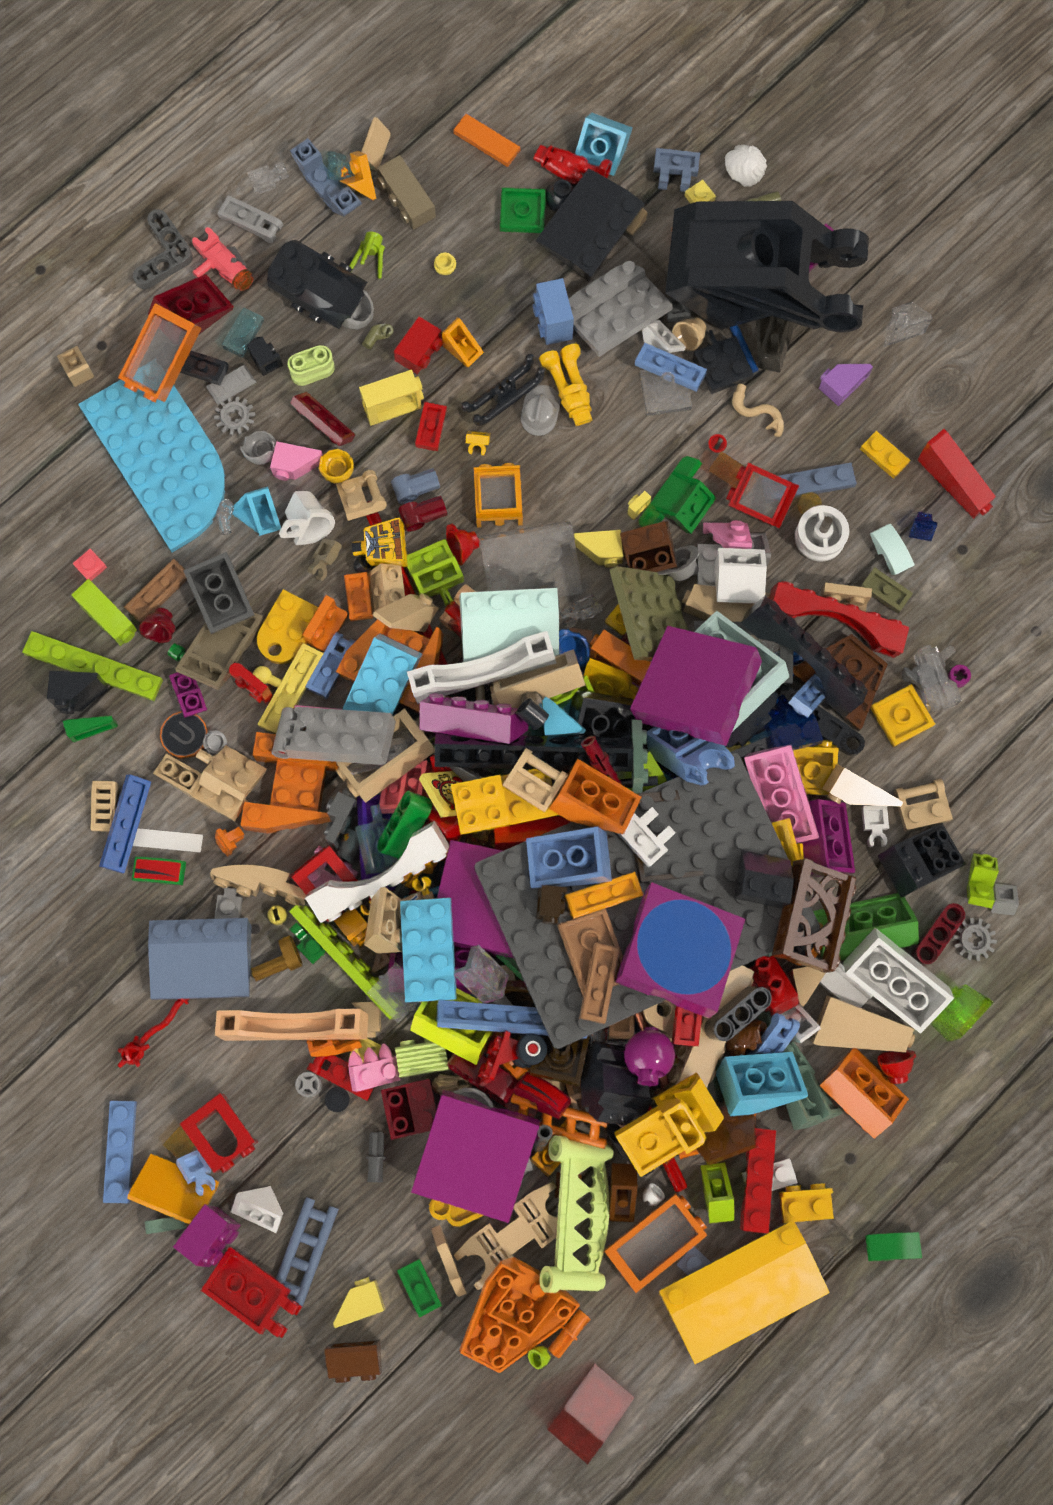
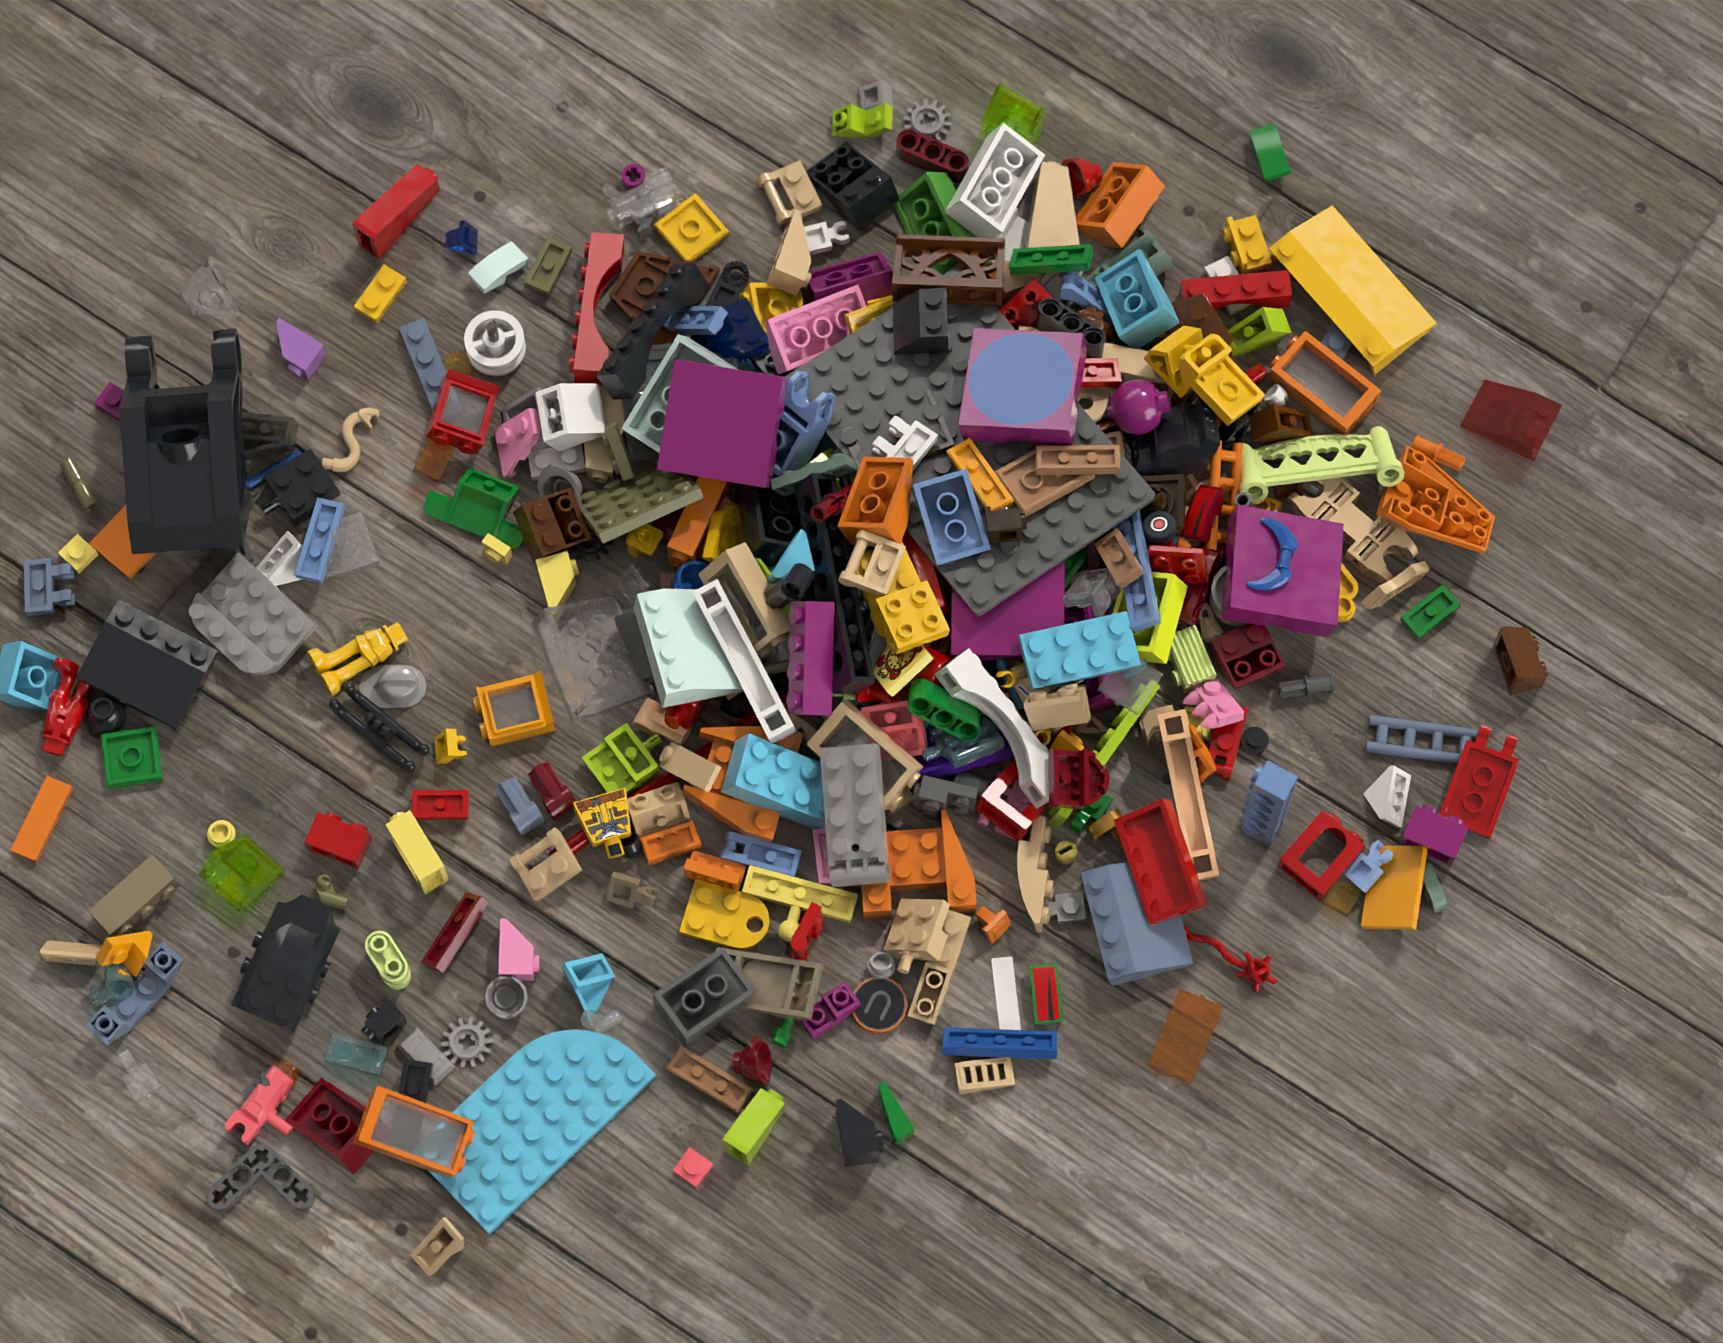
camera: 100 degrees left, 5 degrees down
(80, 660) = (817, 1133): lime plate -> none
(96, 981) = (1185, 1035): none -> clear orange piece
(119, 1151) = (1366, 961): medium blue plate -> none
(237, 987) = (1160, 862): none -> red slope
(250, 218) = (199, 1083): light grey plate -> none
(250, 1084) = (1267, 802): none -> medium blue brick
(307, 519) = (587, 919): white container -> none
(307, 1081) = (1247, 767): light grey wheel -> none
(317, 924) = (1076, 778): none -> dark red slope
(336, 466) = (513, 900): yellow hair -> none
(360, 1302) = (1462, 668): light yellow slope -> none
(370, 246) = (213, 924): lime plant -> none
(409, 272) = (240, 872): none -> clear neon green slope
(461, 343) = (327, 790): light orange slope -> none
(461, 543) = (583, 737): red piece -> none
(465, 1150) = (1287, 545): none -> blue piece
(505, 1003) = (1119, 558): none -> medium nougat plate
(537, 1362) = (1472, 475): lime hinge -> none
(554, 311) = (271, 686): medium blue brick -> none
(690, 332) = (267, 528): tan piece -> none
(699, 610) = (613, 440): none -> olive plate
(714, 440) = (404, 471): red hinge -> none
(745, 164) = (30, 505): white hair -> none
(812, 1013) = (1051, 259): none -> green plate
(848, 594) = (567, 305): tan bracket -> none

